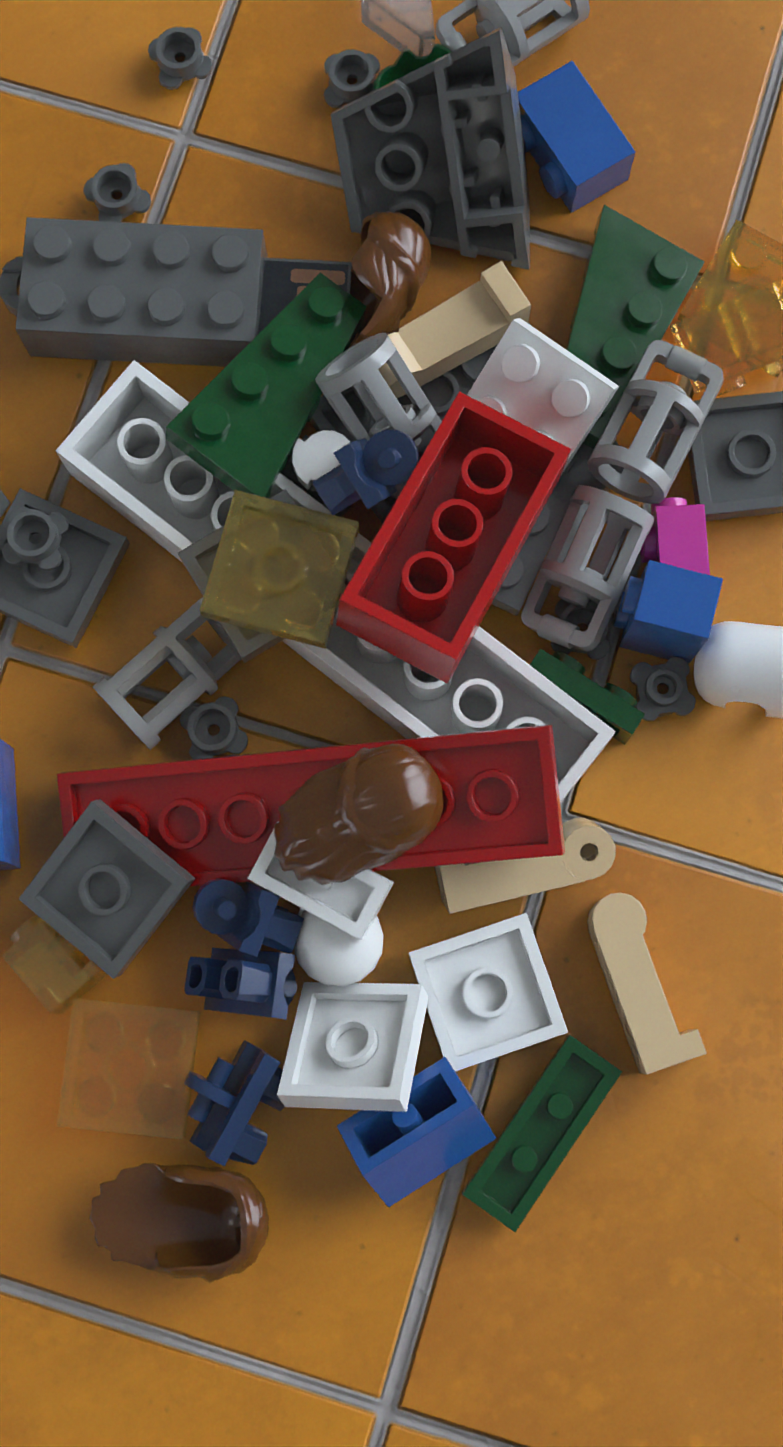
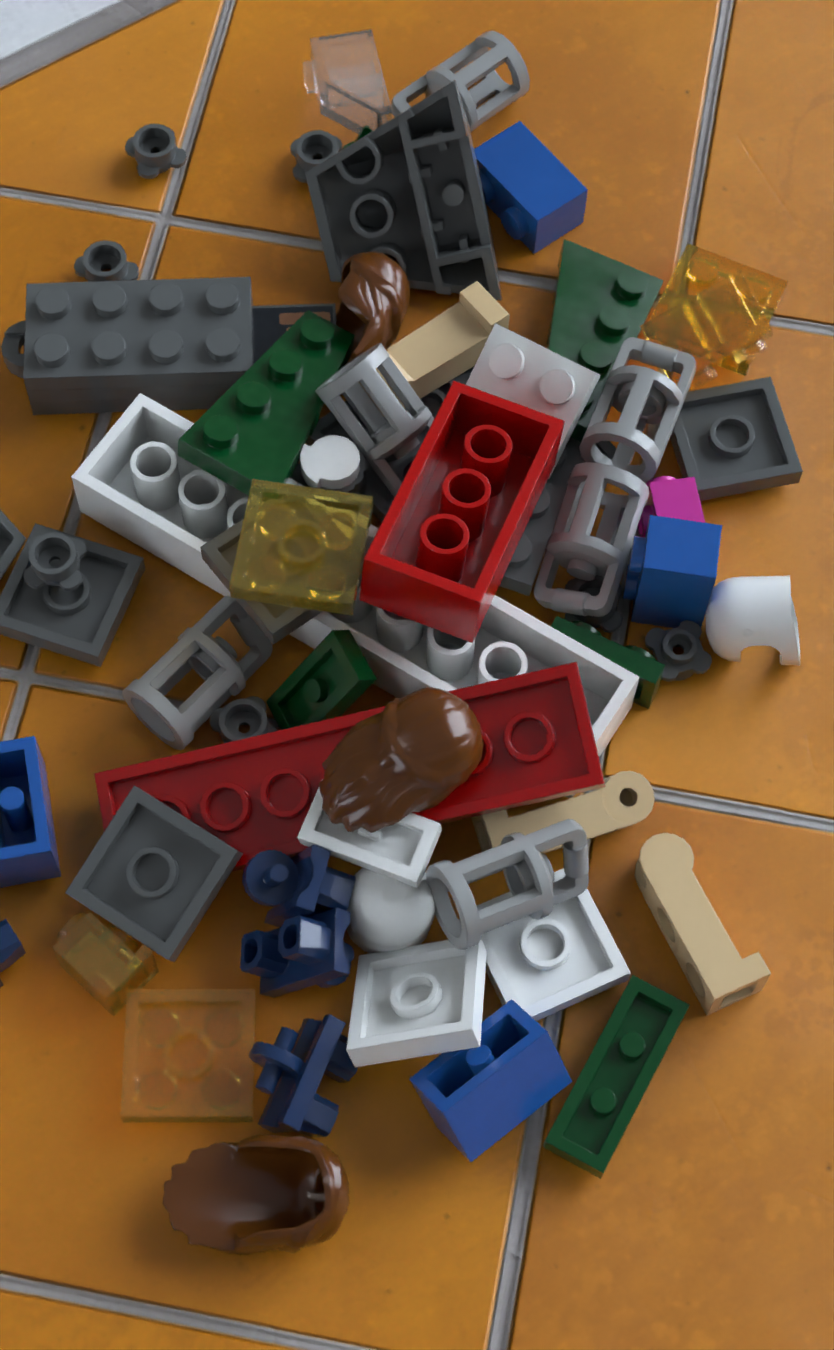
camera: 10 degrees left, 15 degrees down
(292, 704) = (323, 683): none -> dark green plate
(368, 470) = (376, 456): dark blue hips -> none
(476, 935) = (526, 874): none -> light grey piece

